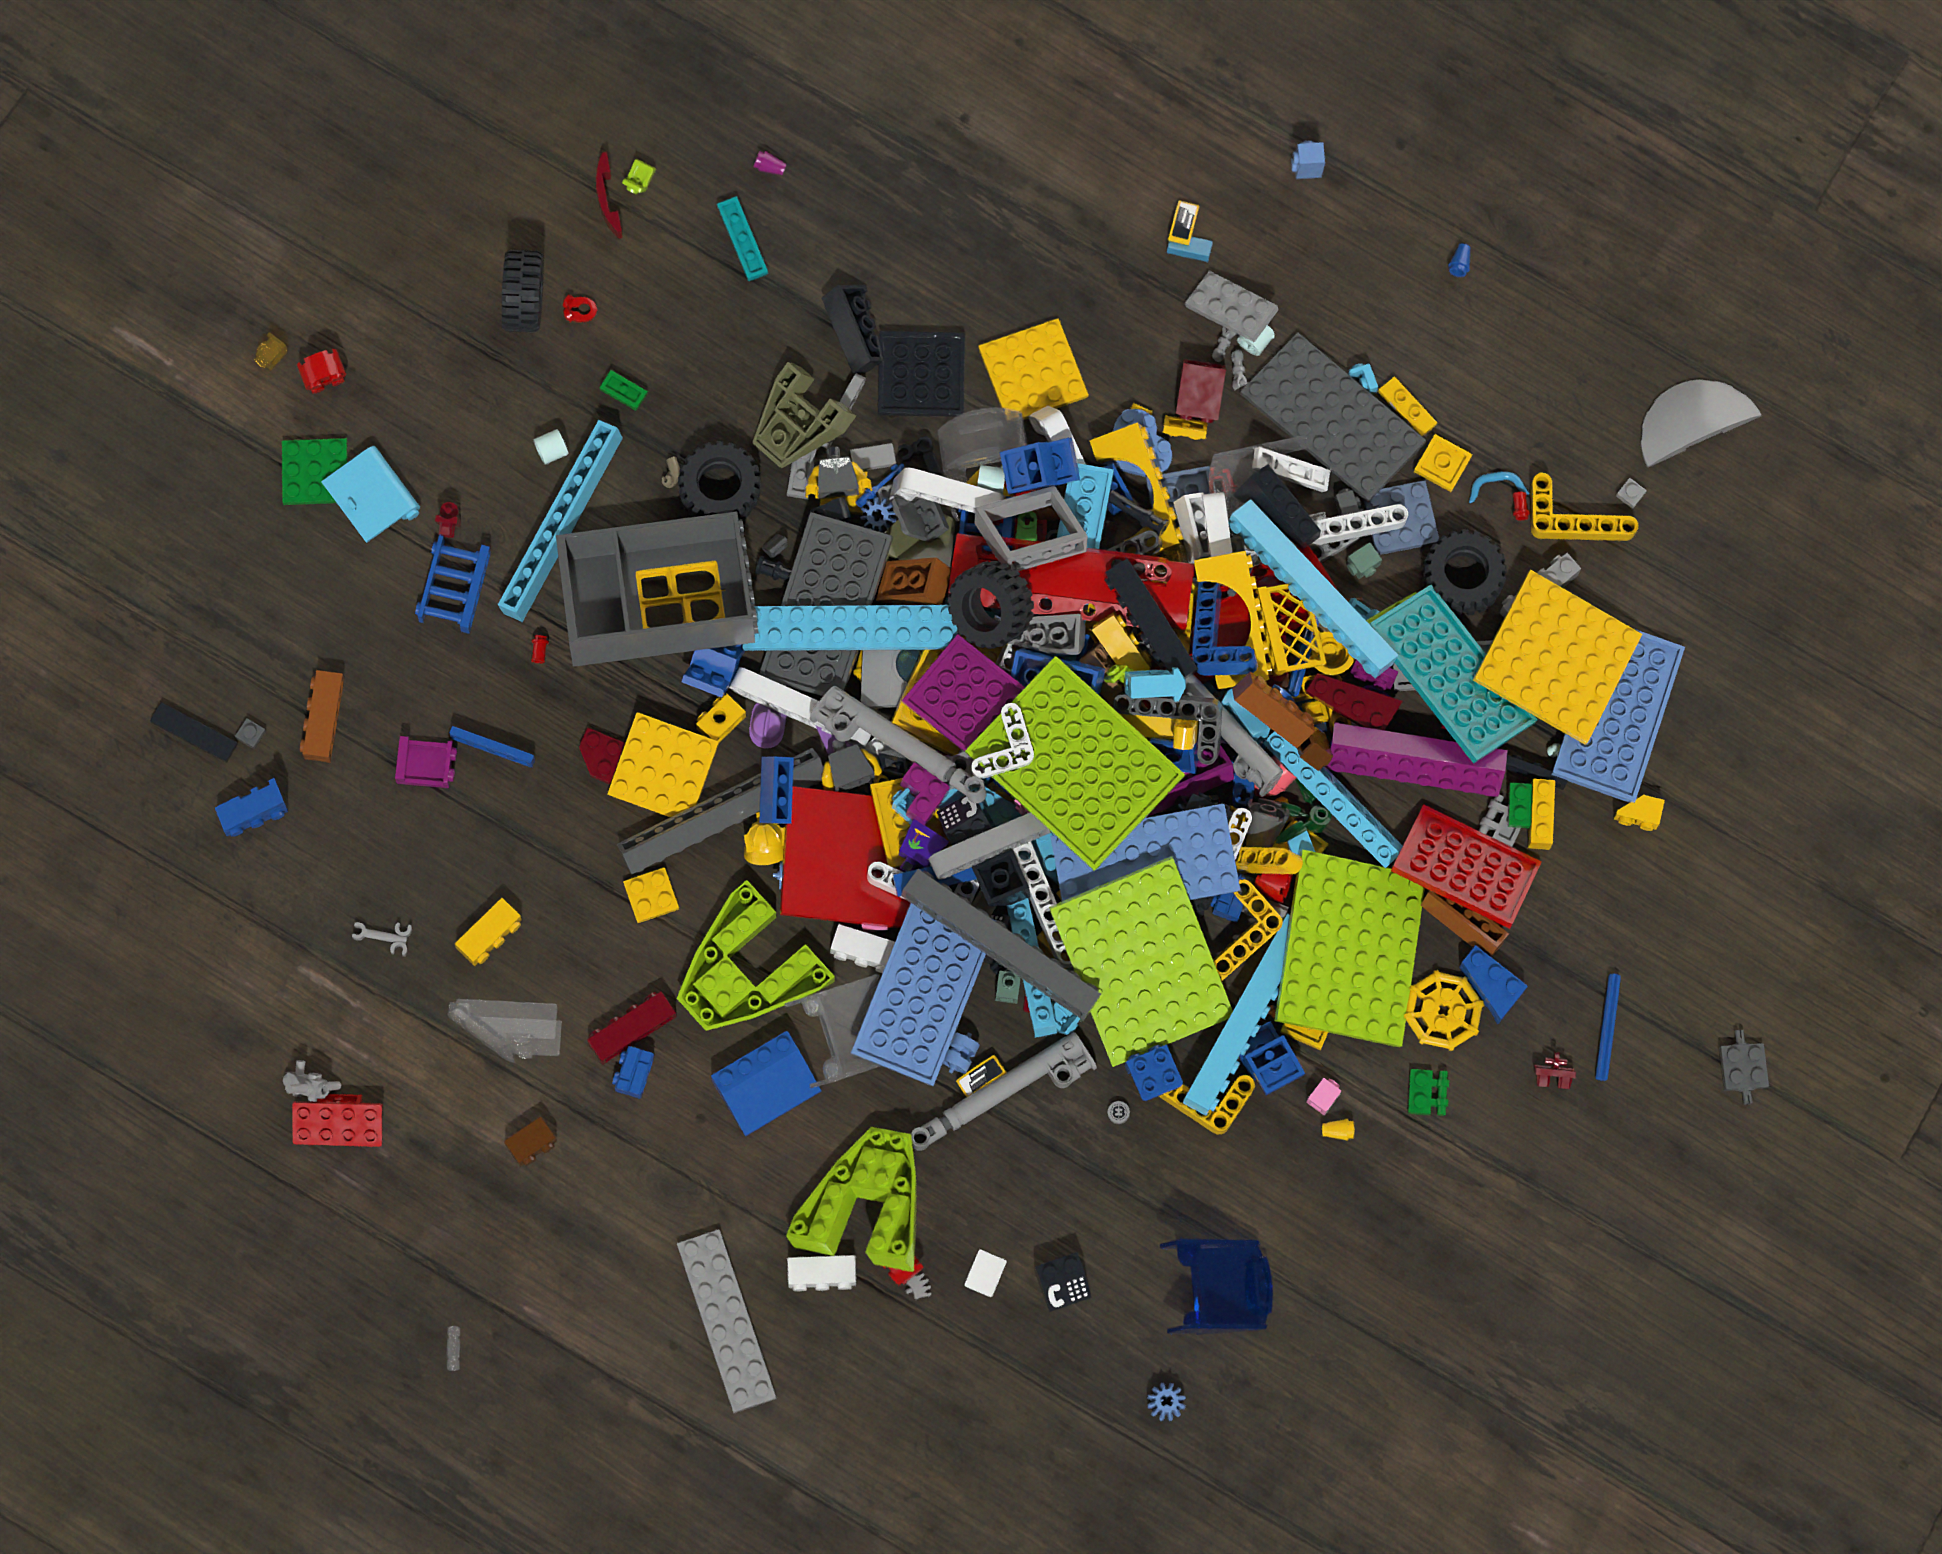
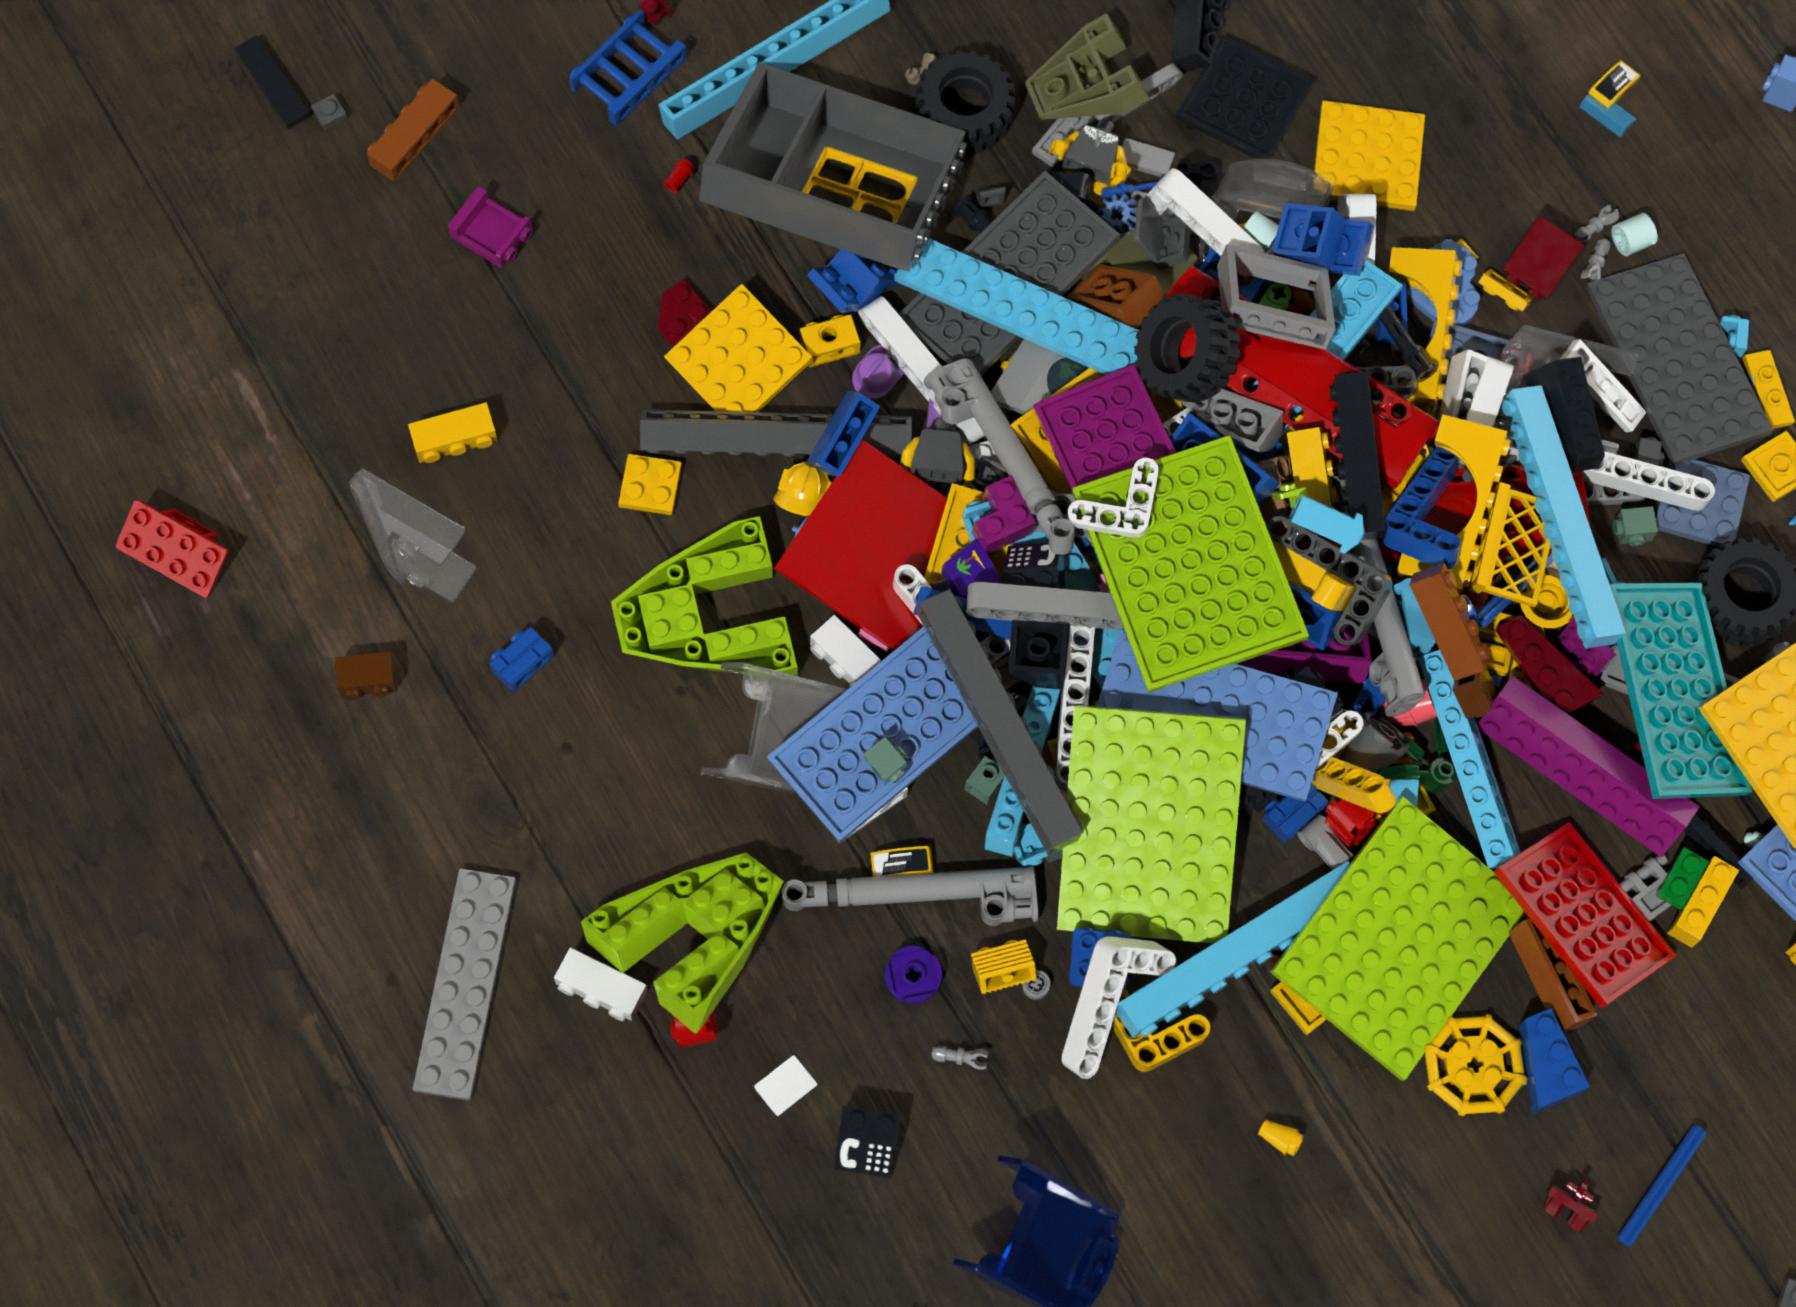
camera: 30 degrees right, 5 degrees down
(251, 809) = (283, 184): blue wedge -> none
(308, 1085) = (165, 489): light grey piece -> none
(398, 939) = (354, 394): light grey bar -> none
(453, 1348) = (150, 853): clear axle -> none
(492, 746) = (570, 247): blue tile -> none
(631, 1027) = (546, 610): dark red brick -> none
(765, 1083) = (657, 745): blue slope -> none
(917, 1288) = (700, 1059): light grey piece -> none
(938, 1013) = (886, 761): none -> sand green brick
(959, 1054) = (891, 824): medium blue wheel -> none
(1032, 1138) = (904, 989): none -> dark purple plate
(1080, 1194) = (941, 1053): none -> light grey piece
(1090, 1112) = (1003, 966): none -> yellow brick
(1169, 1096) = (1101, 993): none -> white beam
(1231, 306) = (1624, 189): light grey plate -> none
(1244, 939) = (1308, 857): yellow beam -> none
(1271, 1060) = (1242, 1014): blue bracket -> none
(1324, 1096) = (1284, 1089): bright pink brick -> none
(1421, 1090) = (1399, 1145): green plate -> none

